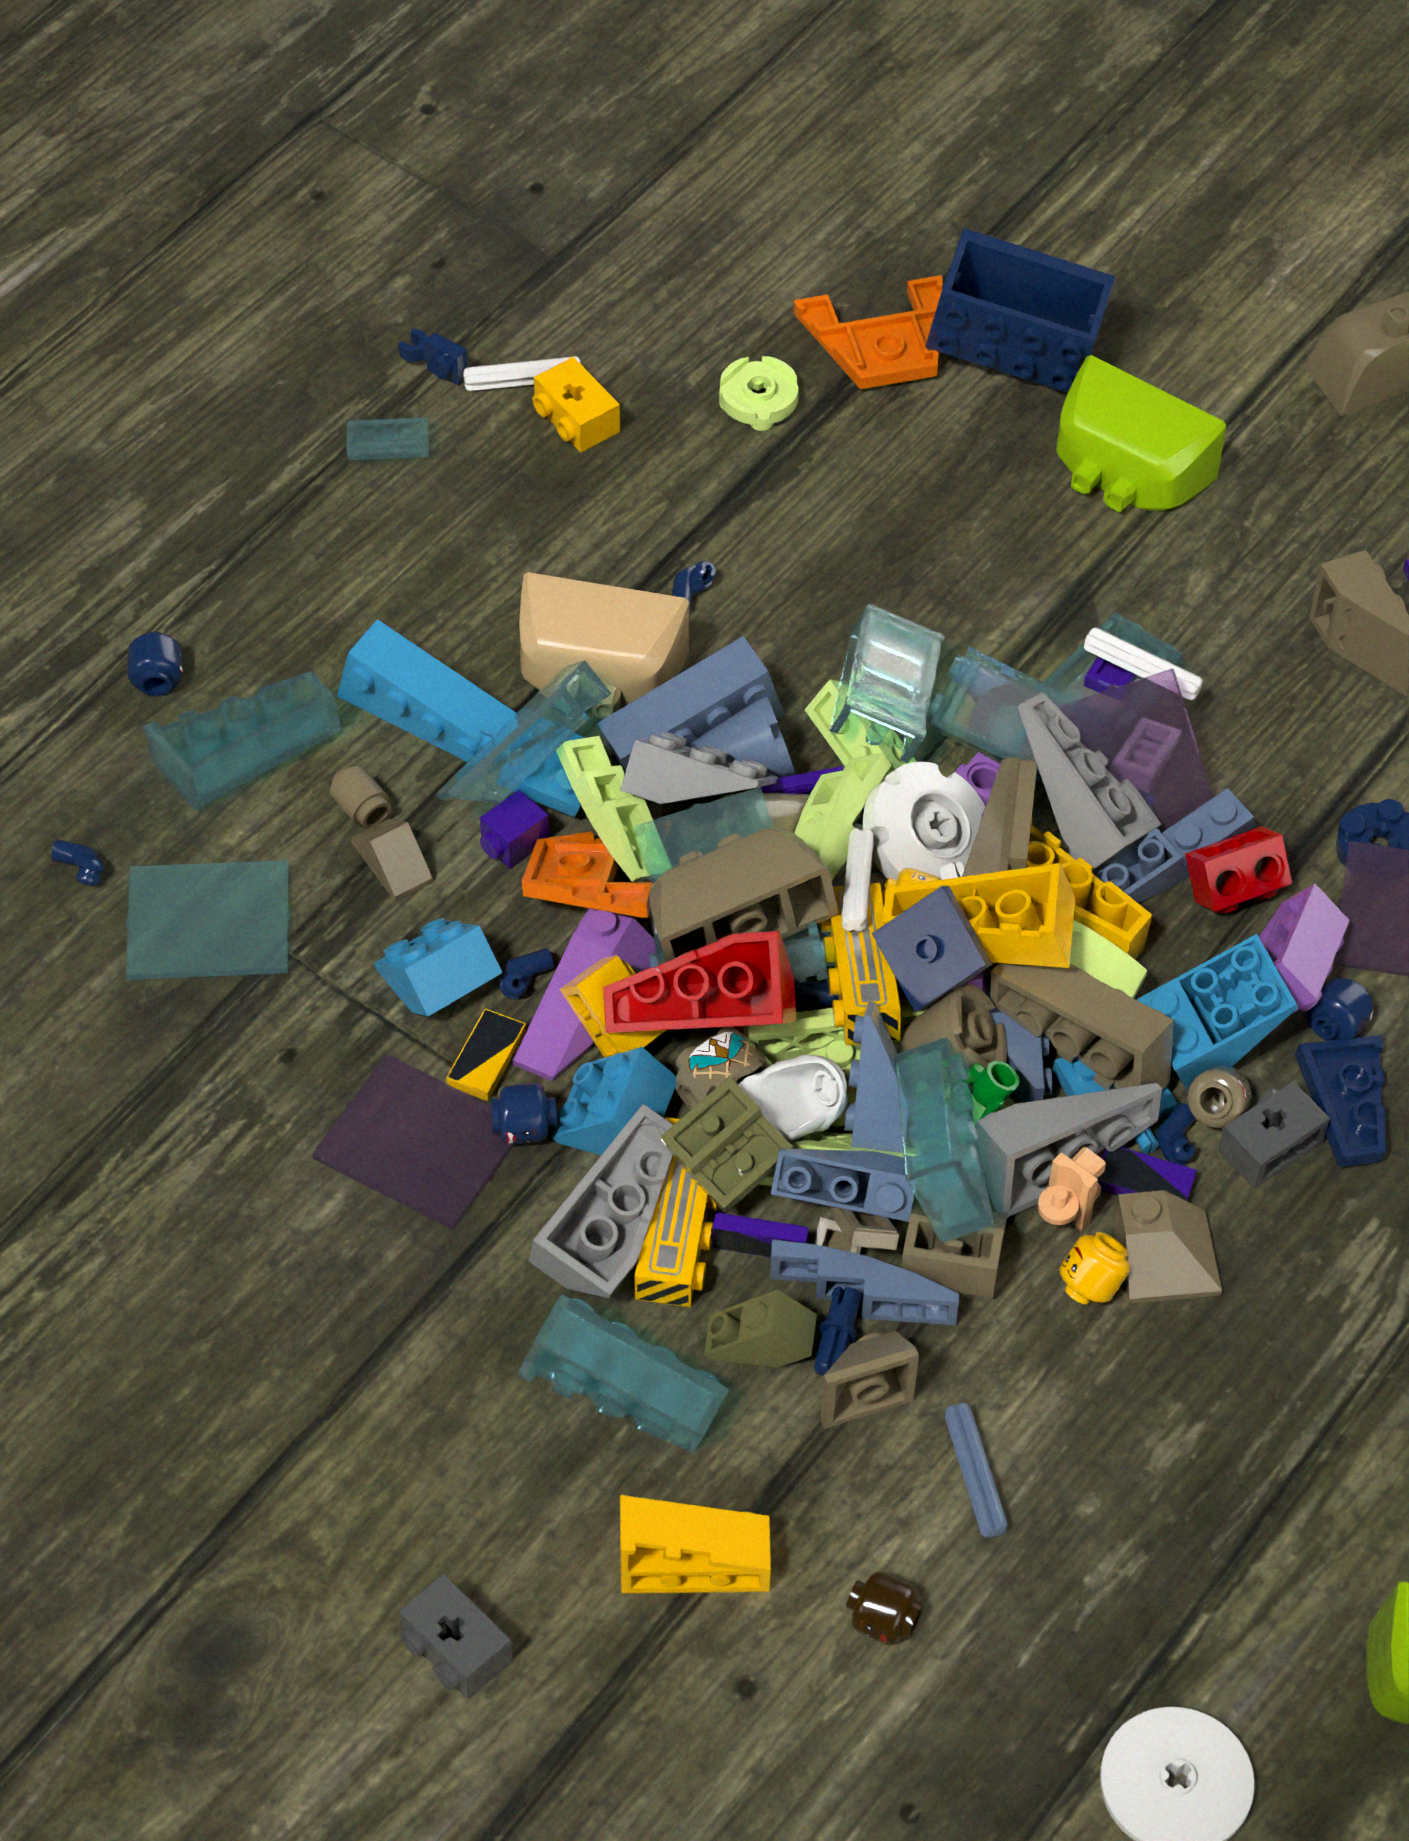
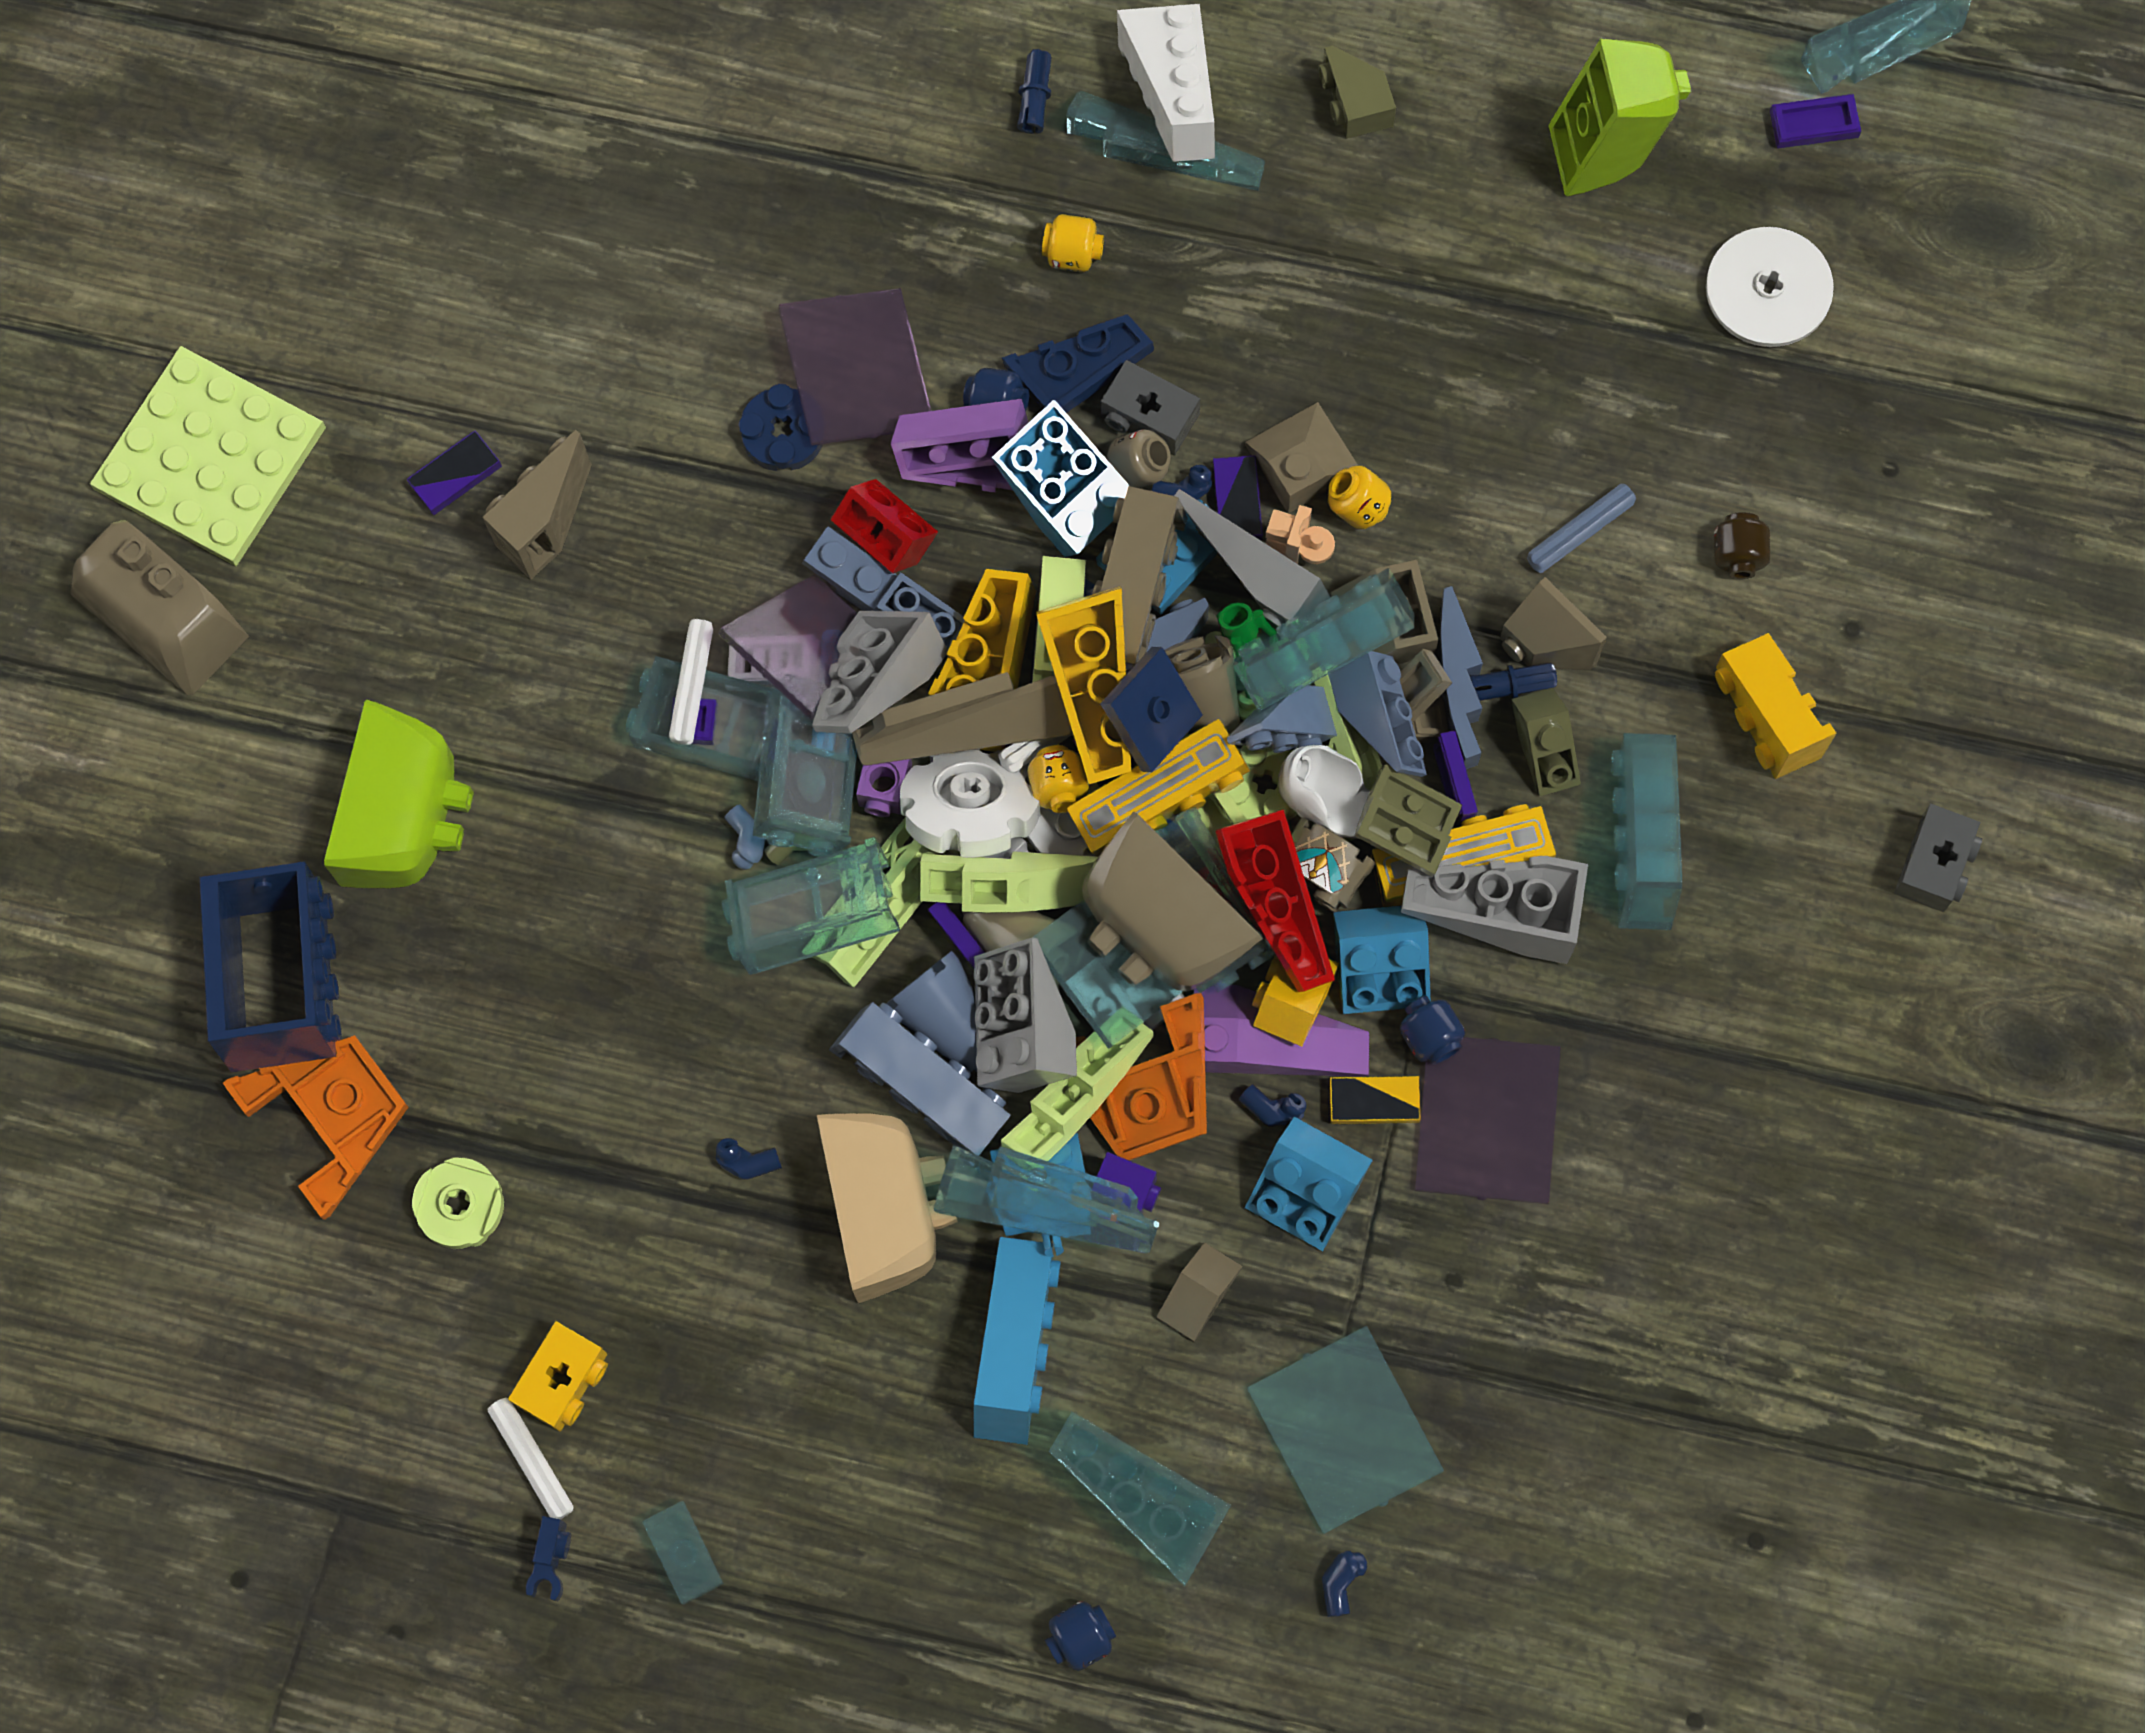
camera: 110 degrees left, 20 degrees up
(360, 796) = (1151, 1349): dark tan brick -> none
(857, 880) = (1079, 822): white axle -> none

